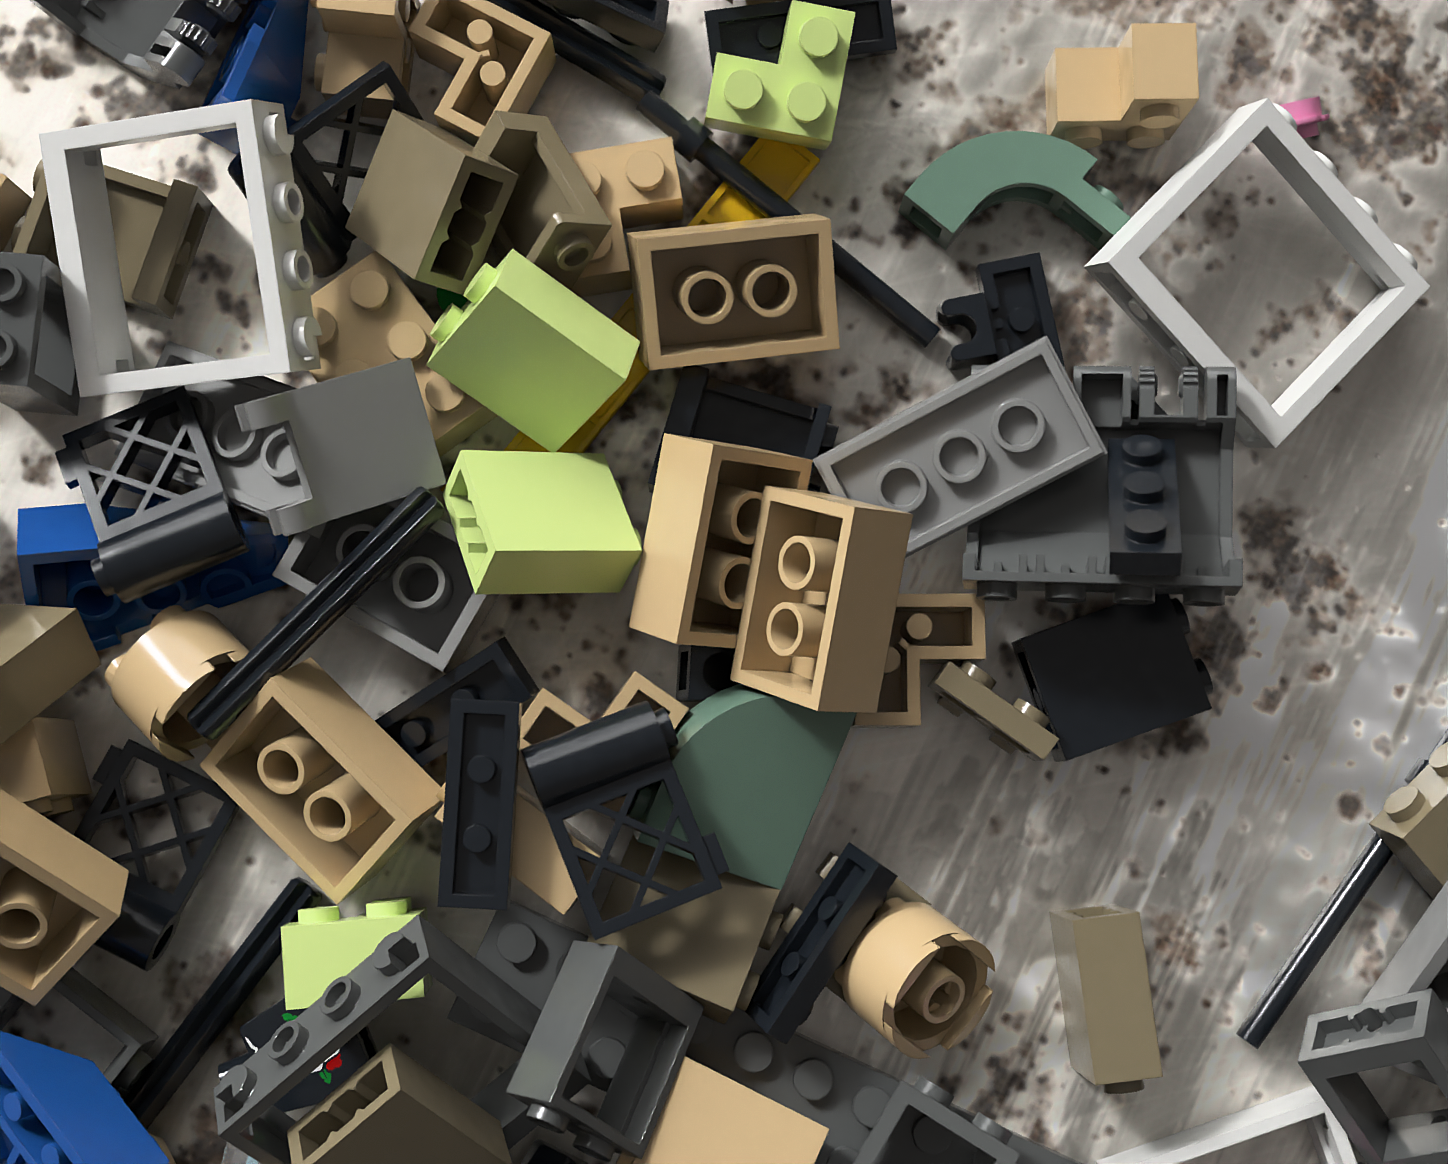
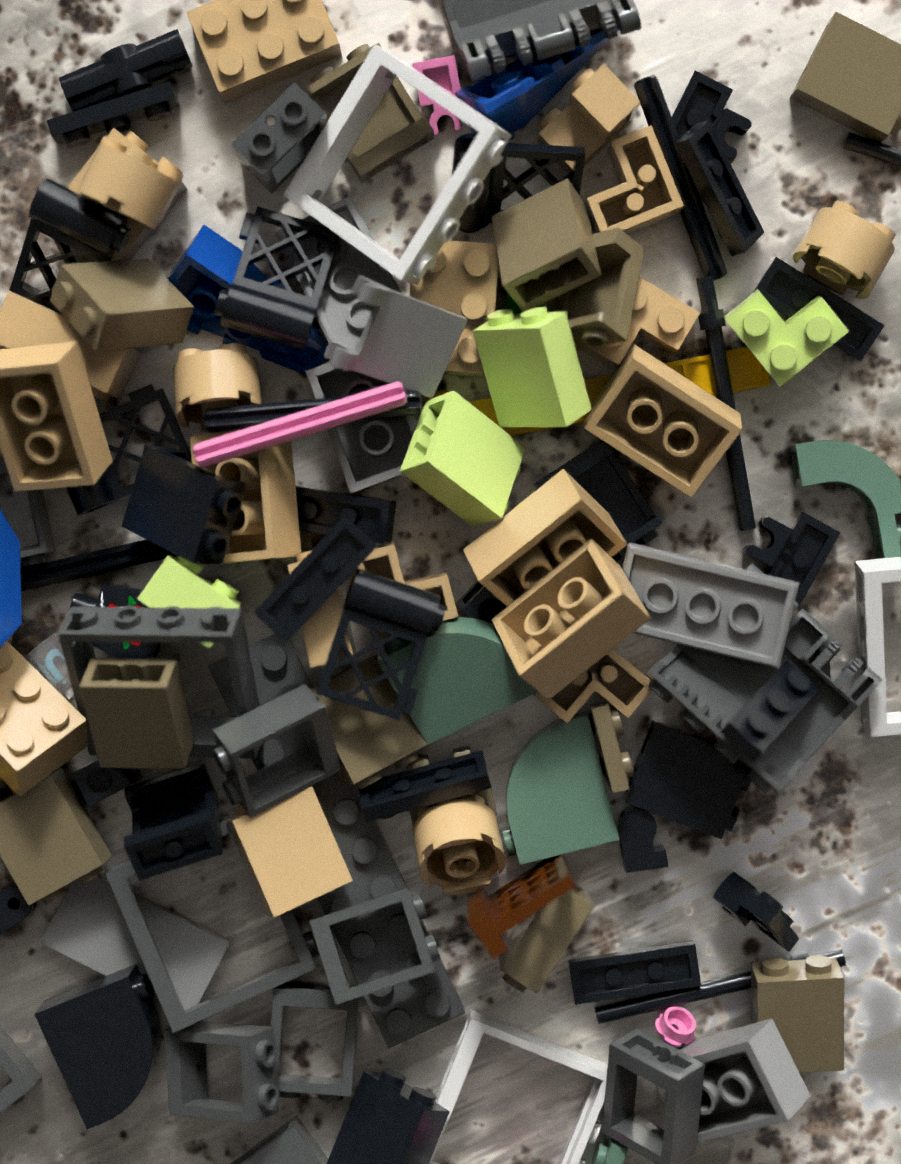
camera: 45 degrees right, 5 degrees up
(170, 153) = (444, 73): none -> bright pink plate
(256, 852) = (183, 506): none -> black panel
(309, 639) = (299, 424): none -> bright pink axle
(980, 819) = (558, 794): none -> sand green brick
(1046, 984) = (516, 901): none -> reddish brown fence
(1108, 789) = (636, 836): none -> black leg
(1246, 952) = (634, 972): none -> black plate
(1335, 750) = (746, 904): none -> black plate
(1348, 974) = (675, 1026): none -> bright pink plate

